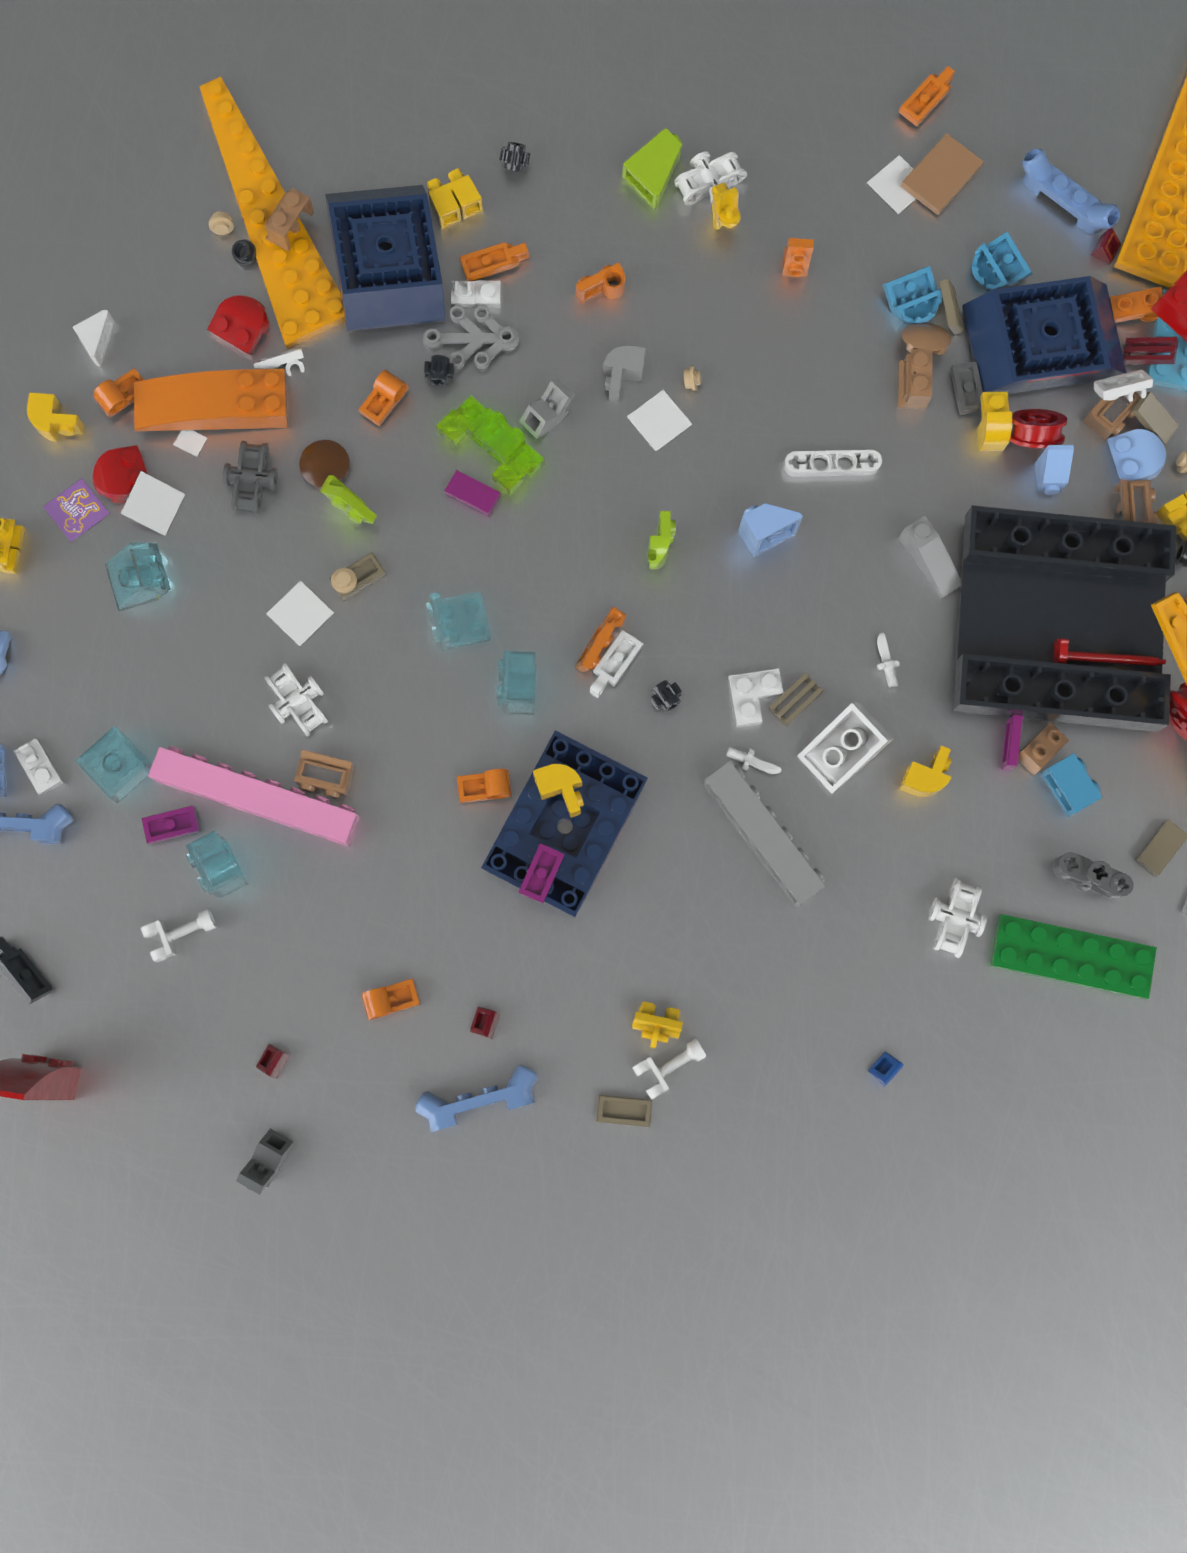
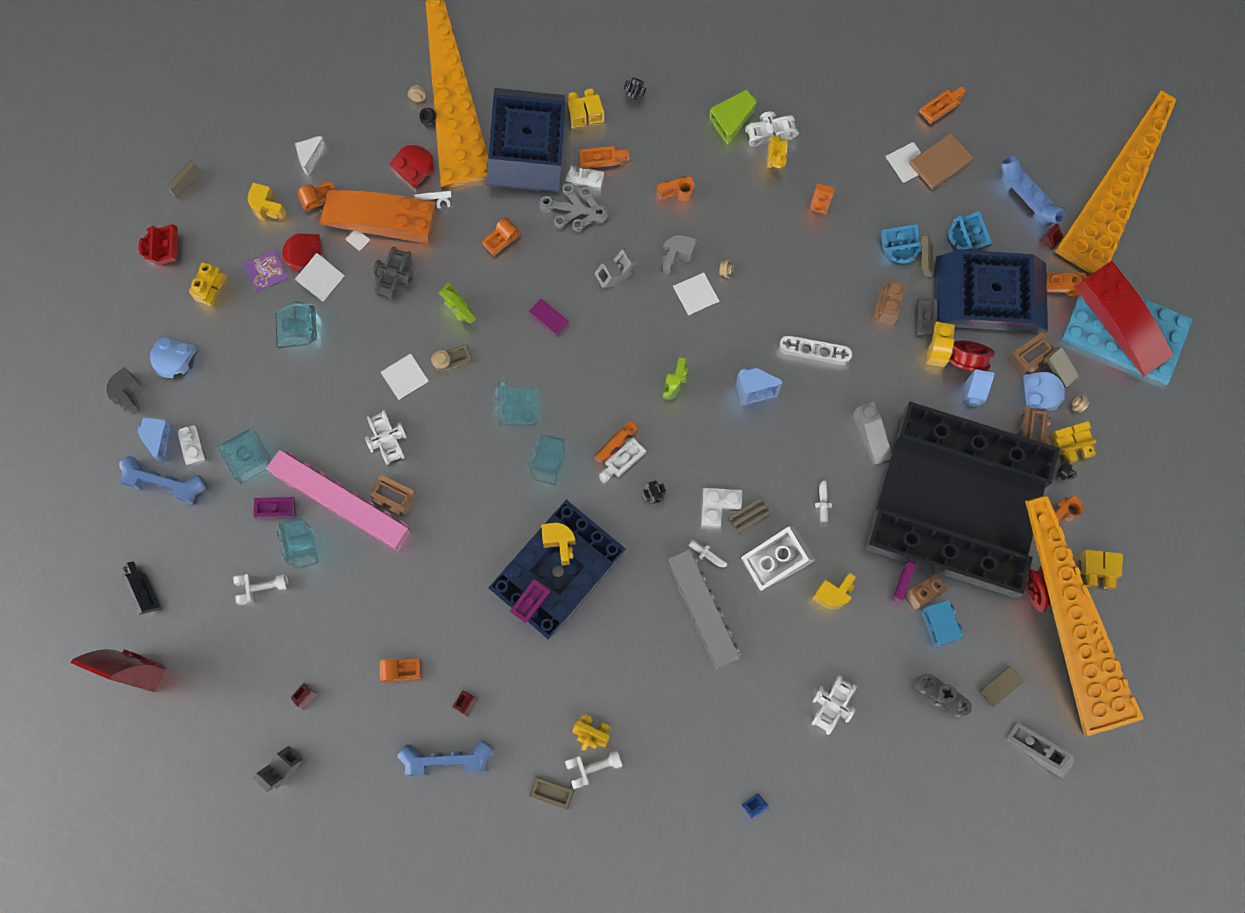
camera: 15 degrees right, 5 degrees down
(285, 216) = (461, 98): medium nougat window -> none
(324, 459) = (448, 271): reddish brown dish -> none
(439, 370) = (545, 225): black gear -> none
(484, 786) = (506, 529): orange plate -> none
(496, 438) = (576, 283): clear neon green bracket -> none
(926, 337) = (904, 274): medium nougat dish -> none
(1062, 654) = (954, 525): red piece -> none
(1073, 956) = (916, 754): green plate -> none
(1124, 385) = (1041, 337): white plate -> none
(1150, 345) = (1069, 314): dark red tile -> none

